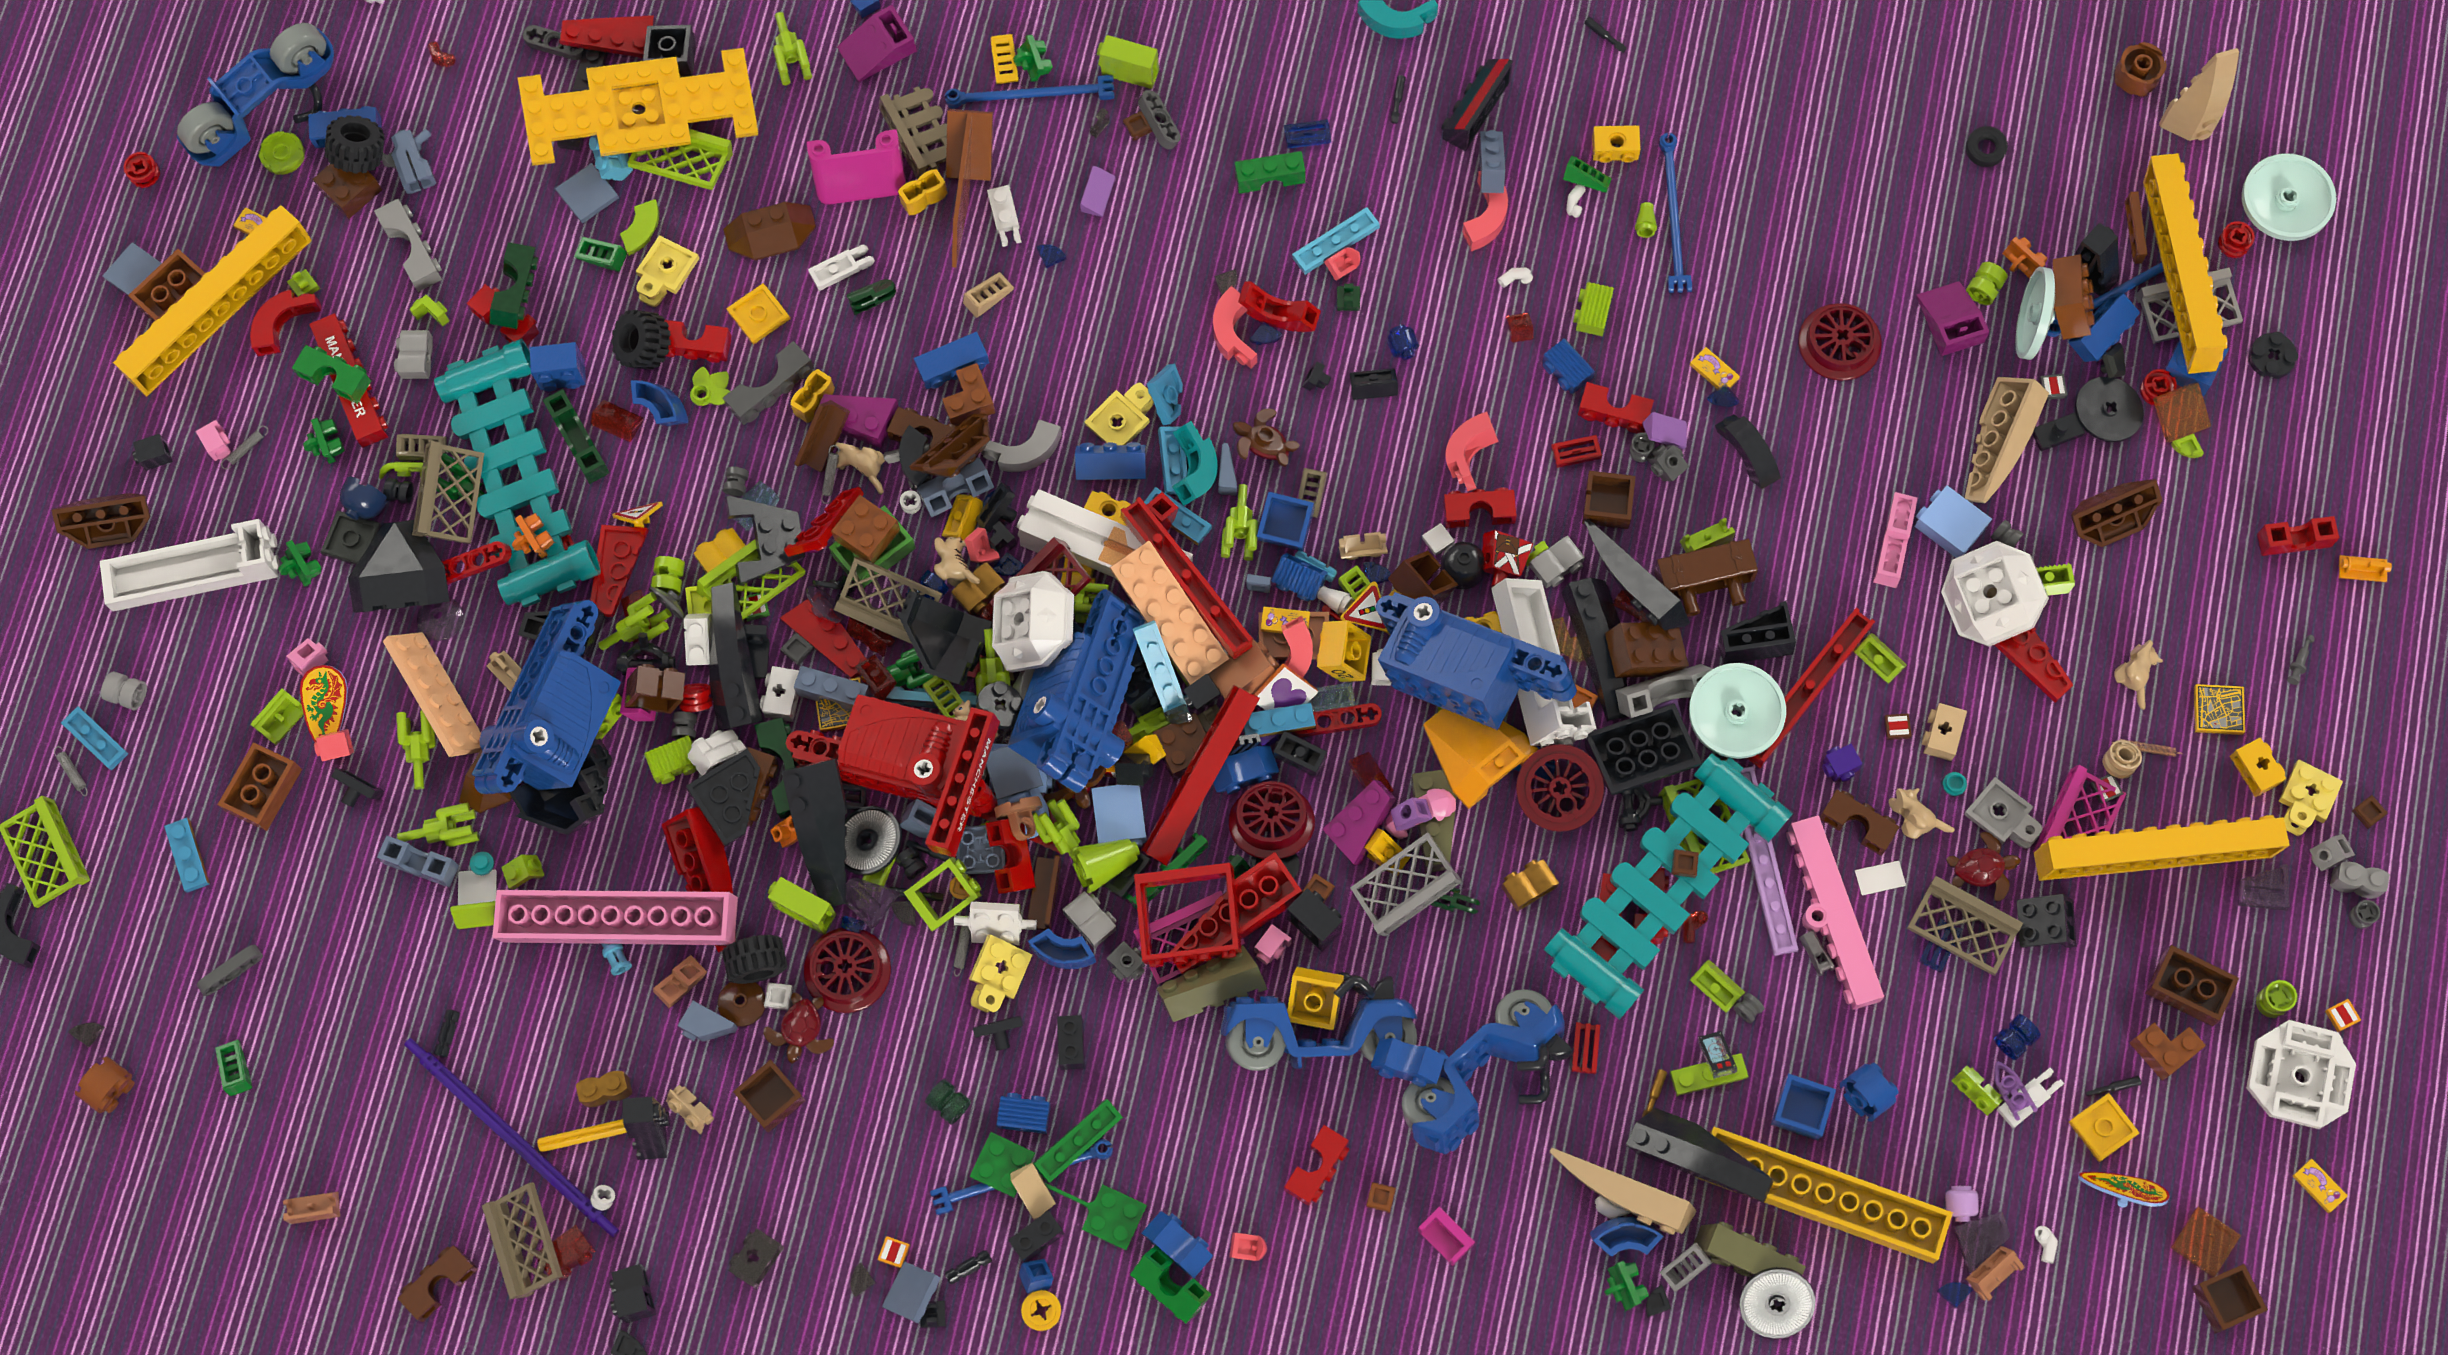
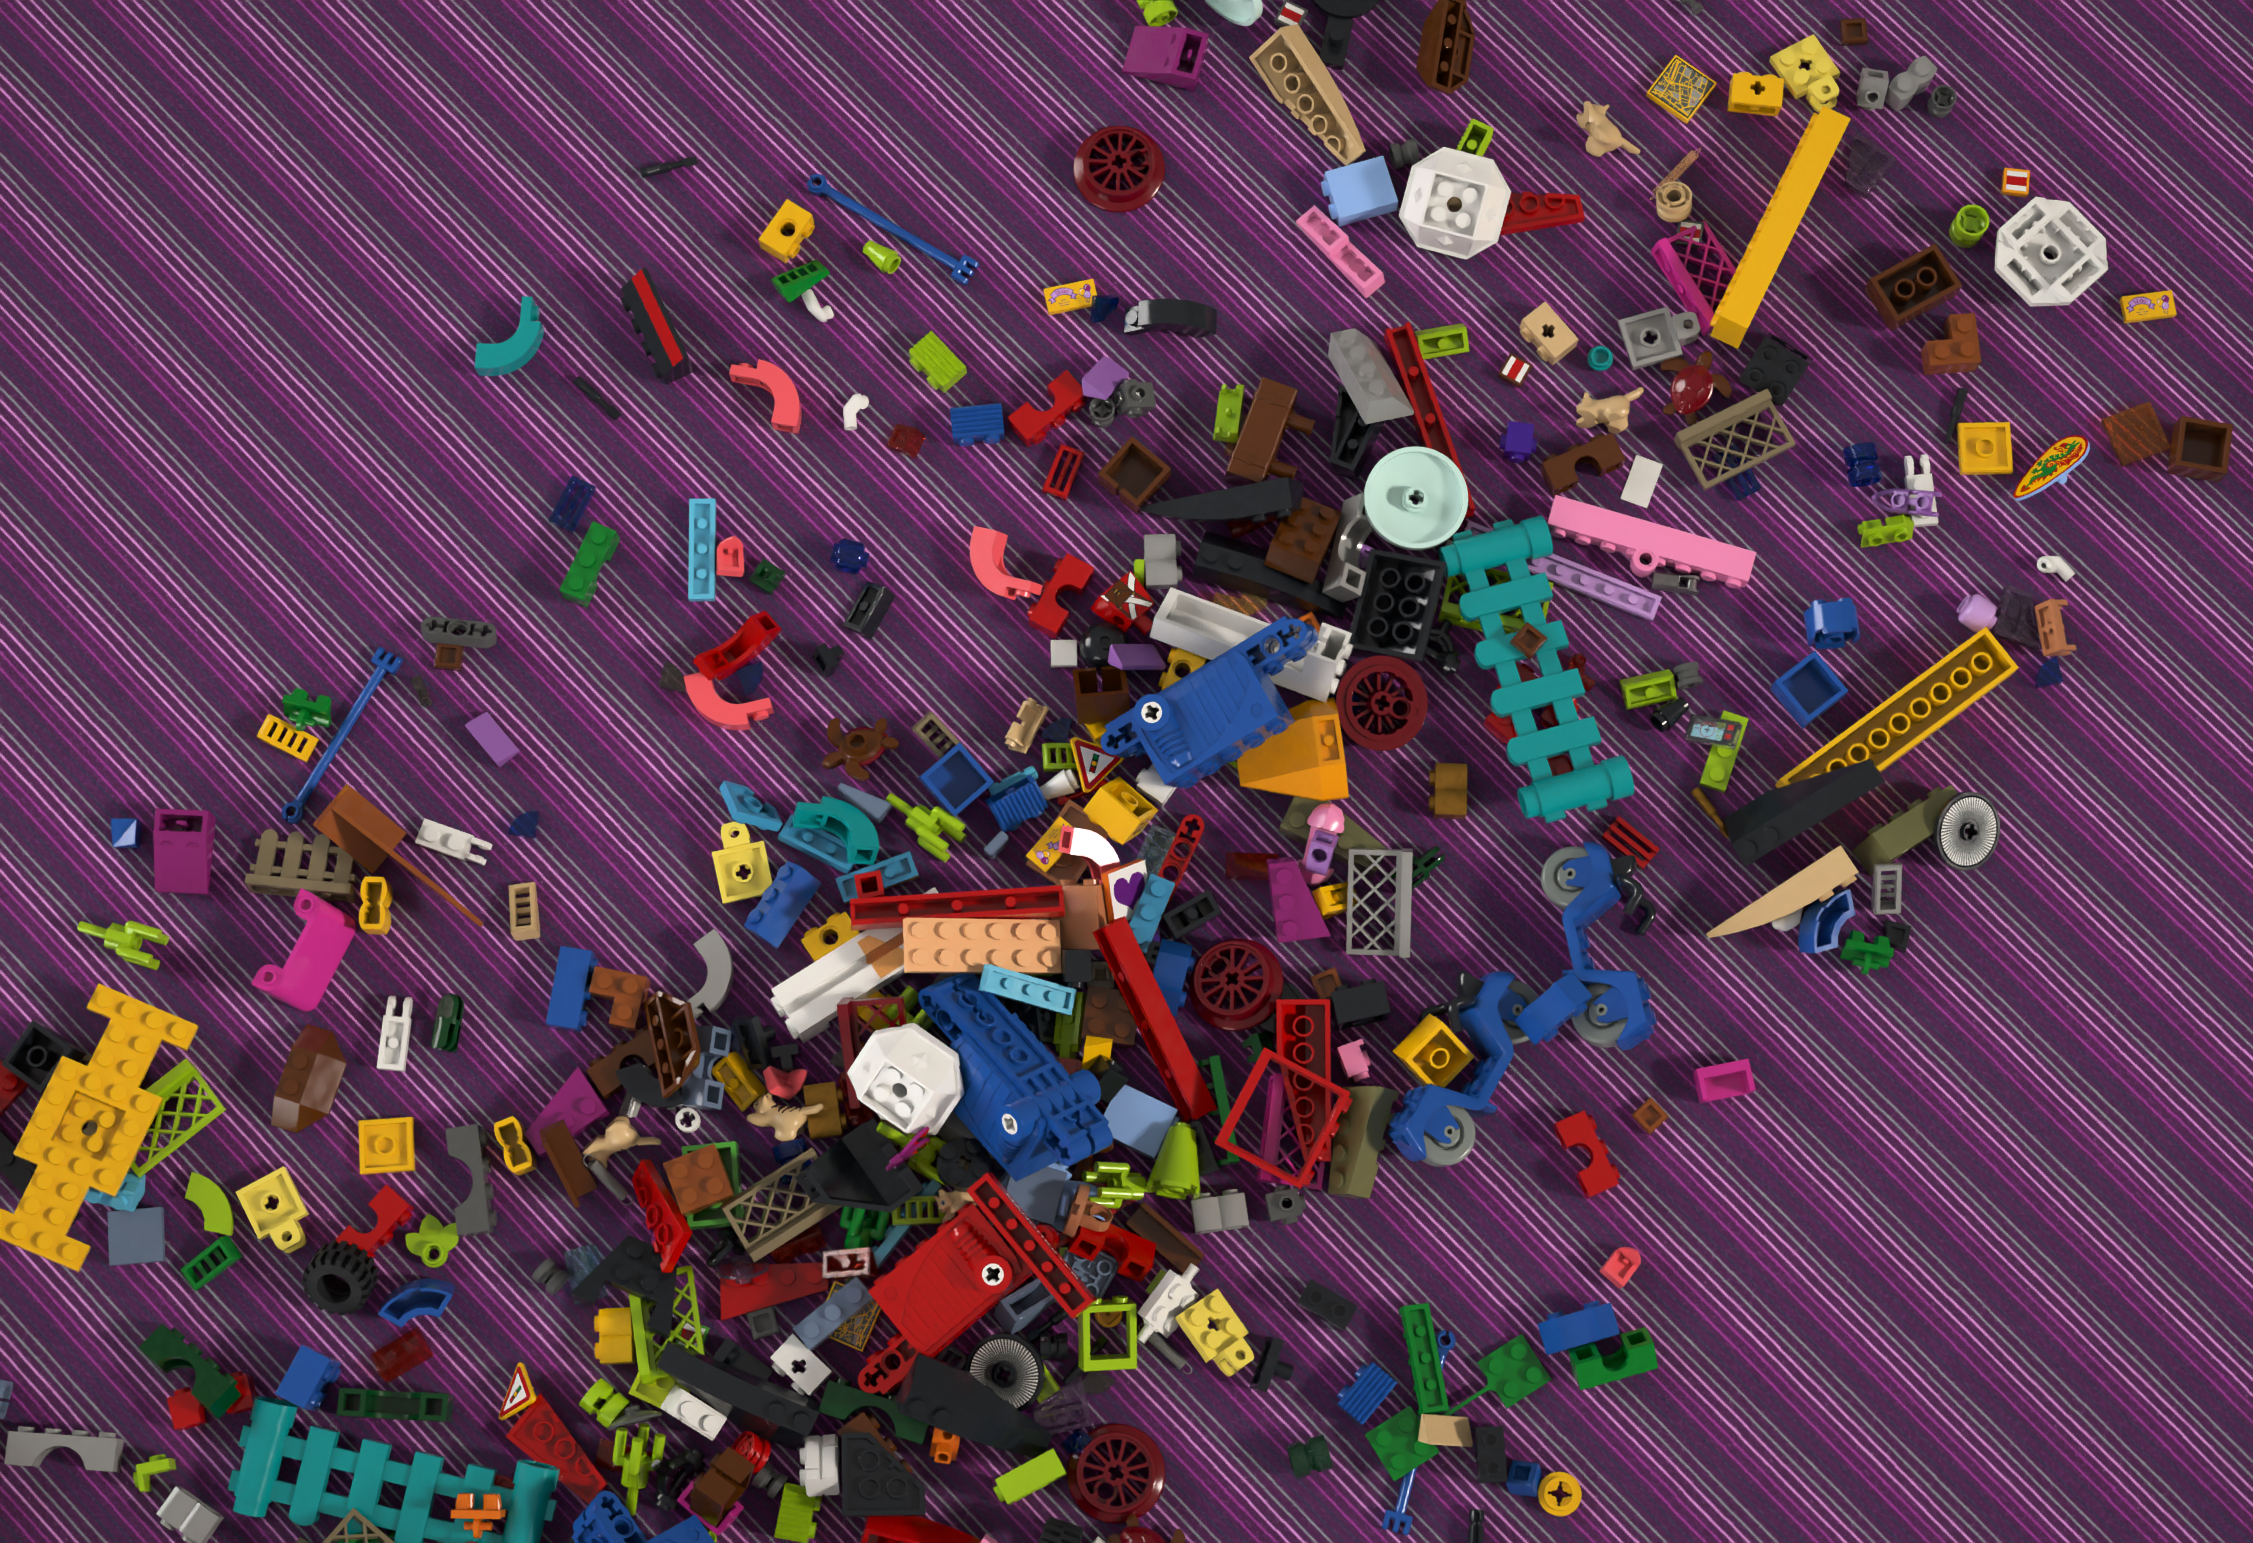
camera: 60 degrees left, 5 degrees up
(984, 659) = (910, 1149): none -> magenta piece
(1008, 566) = (817, 1067): tile -> none
(1062, 952) = (1236, 1259): blue brick -> none
(1128, 61) = (380, 622): lime brick -> none
(1178, 715) = (1081, 1002): clear smoke tile -> none
(1469, 588) = (1135, 657): none -> medium lavender slope
(1492, 161) = (724, 350): sand blue arch -> none
(1708, 1013) = (1668, 715): none -> black cone
(1808, 617) = (1367, 377): none -> light grey slope

